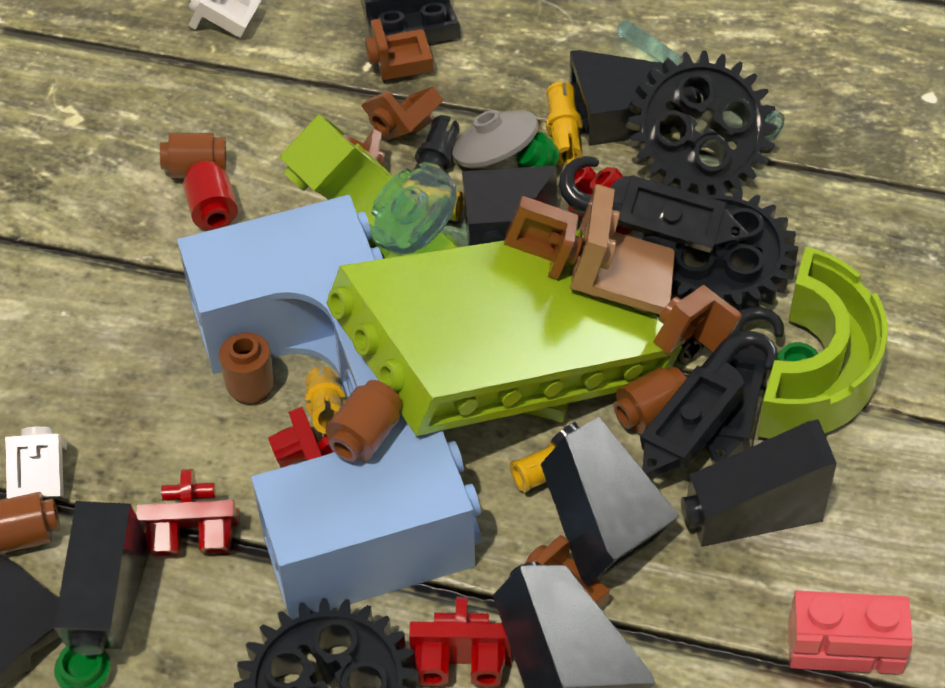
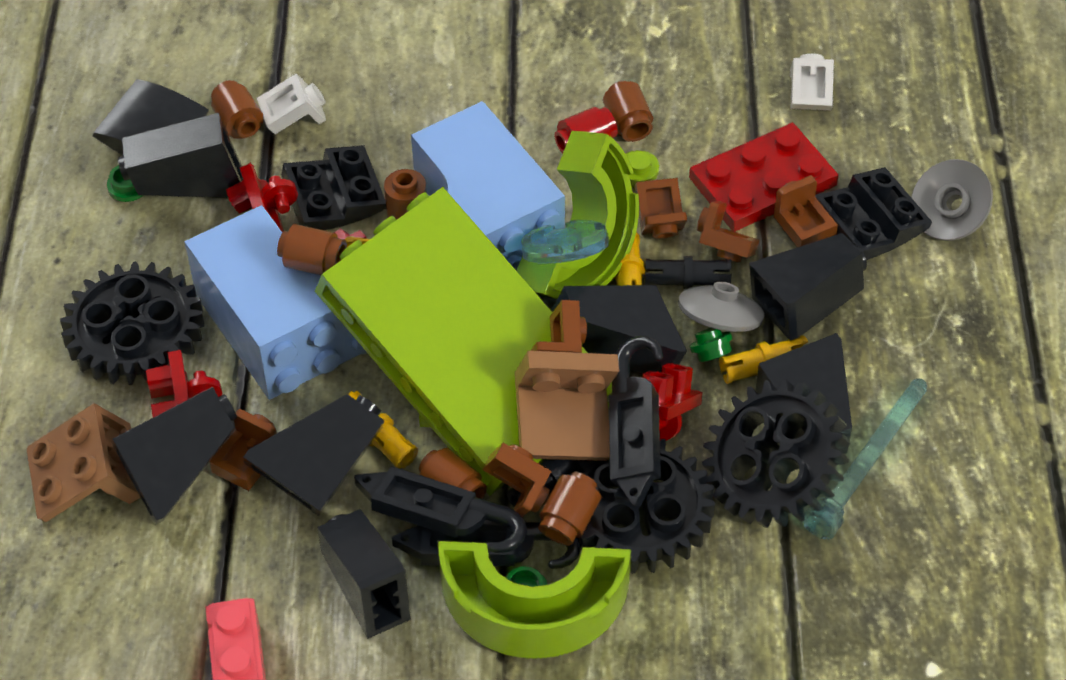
camera: 75 degrees right, 0 degrees up
(185, 435) = (335, 189): none -> black slope
(269, 169) = (644, 166): none -> lime plate
(324, 73) = (754, 172): none -> red plate
(495, 64) = (807, 282): none -> black slope
(738, 287) = (569, 508): none -> dark orange brick

